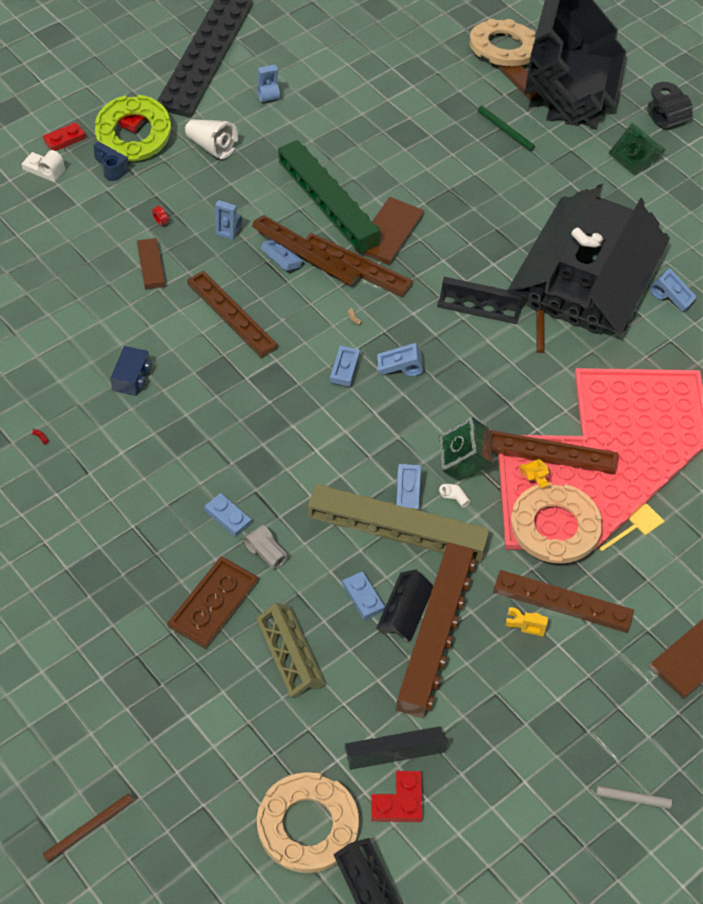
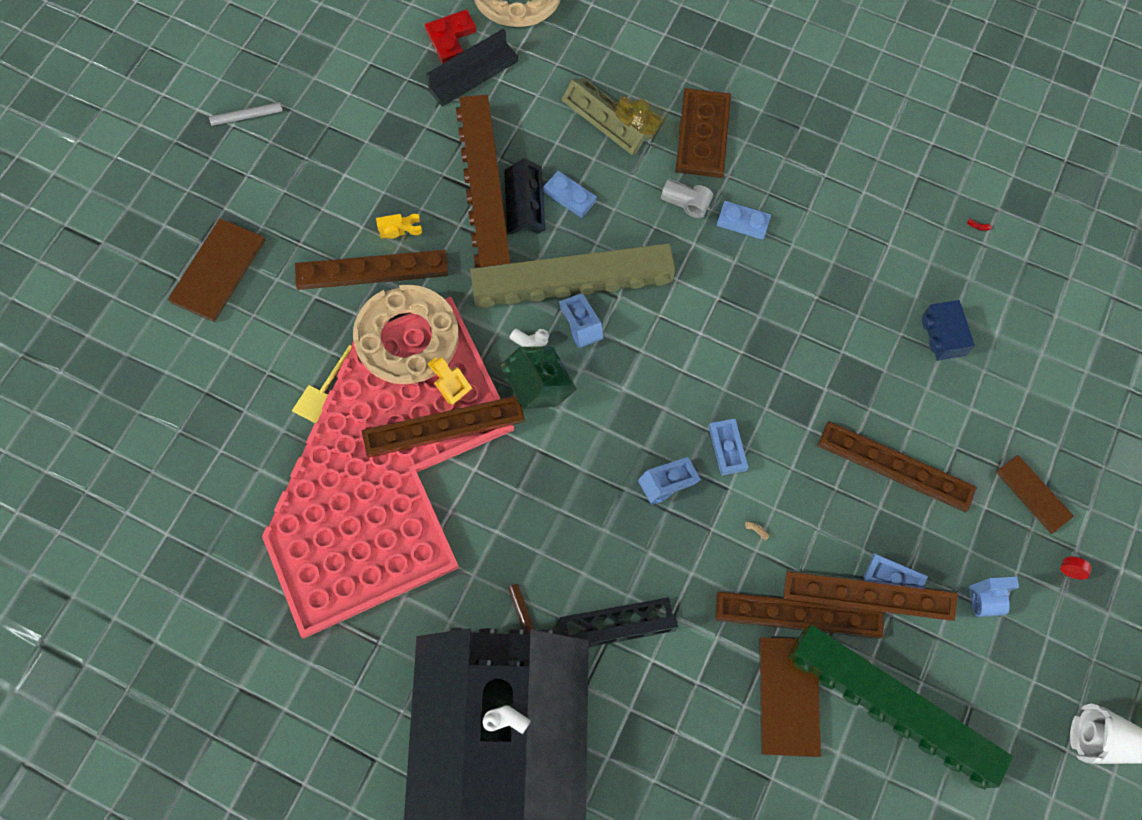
camera: 155 degrees right, 15 degrees up
(257, 623) = (639, 114): none -> clear yellow plate
(673, 287) = (371, 766): medium blue plate -> none

